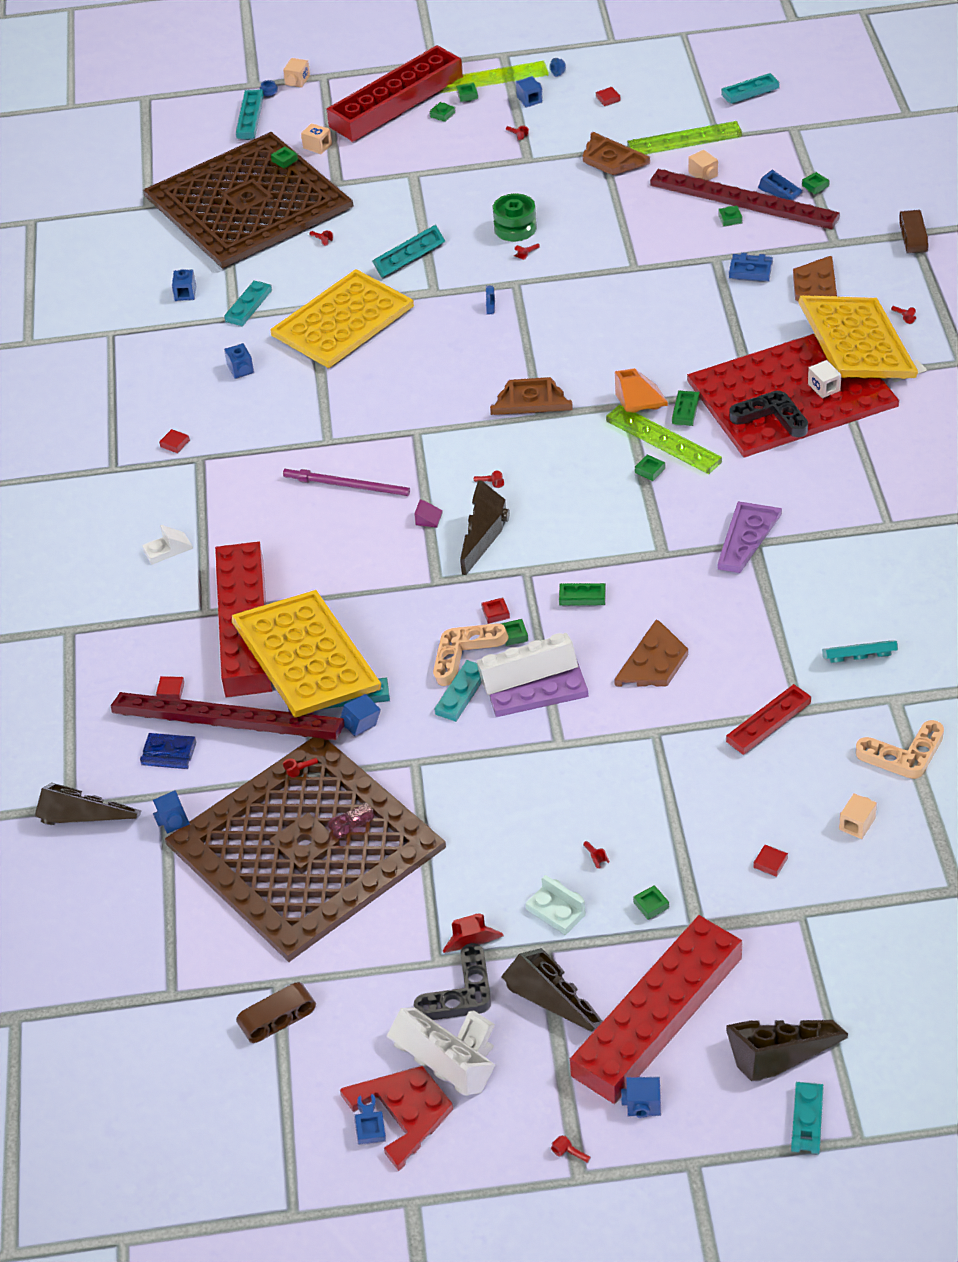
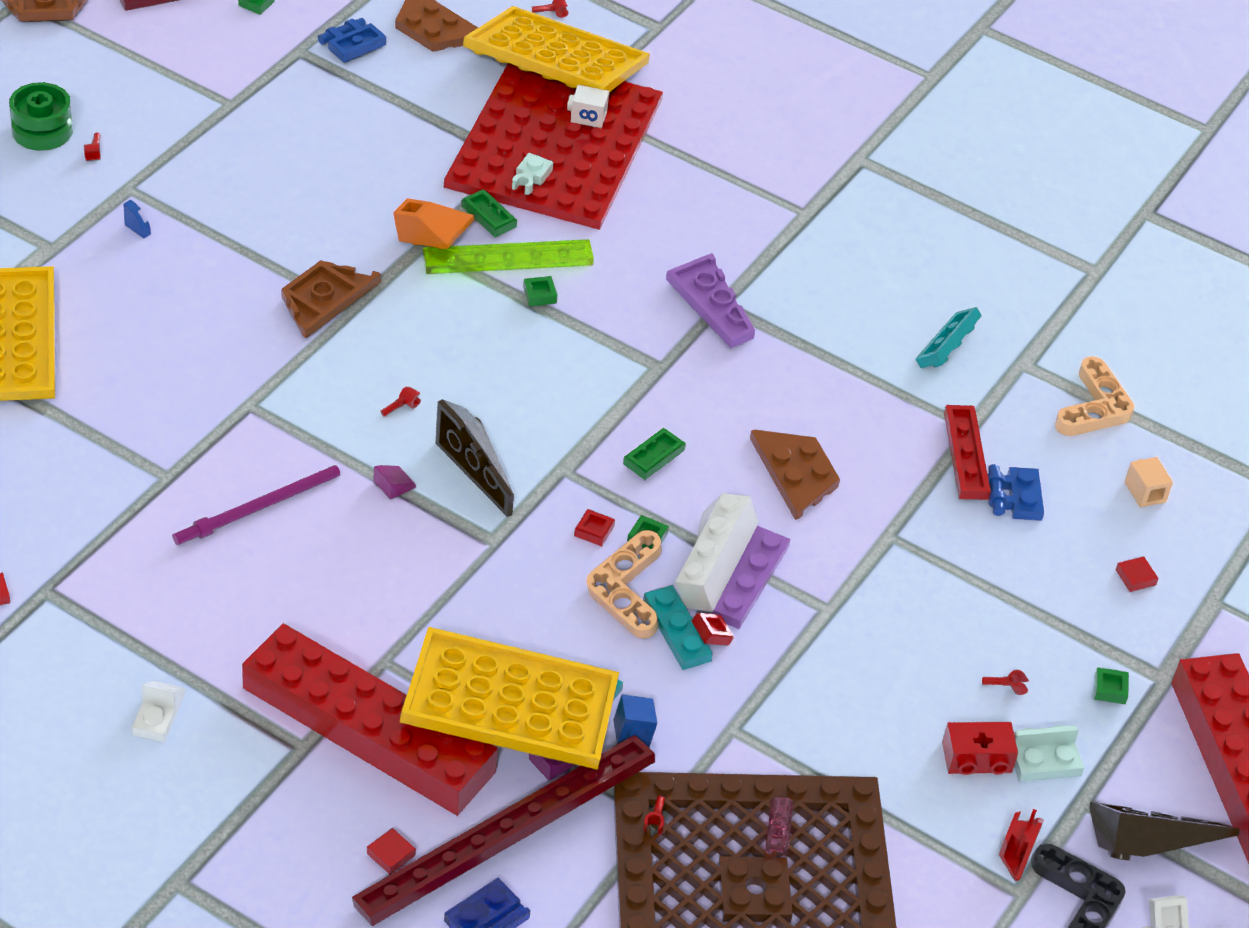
camera: 60 degrees left, 0 degrees up
(474, 703) = (712, 629): none -> red tile
(519, 870) = (979, 747): none -> red brick
(734, 396) = (532, 170): none -> light aqua plate
(771, 768) = (1024, 492): none -> blue plate
(774, 403) = (623, 166): black beam -> none

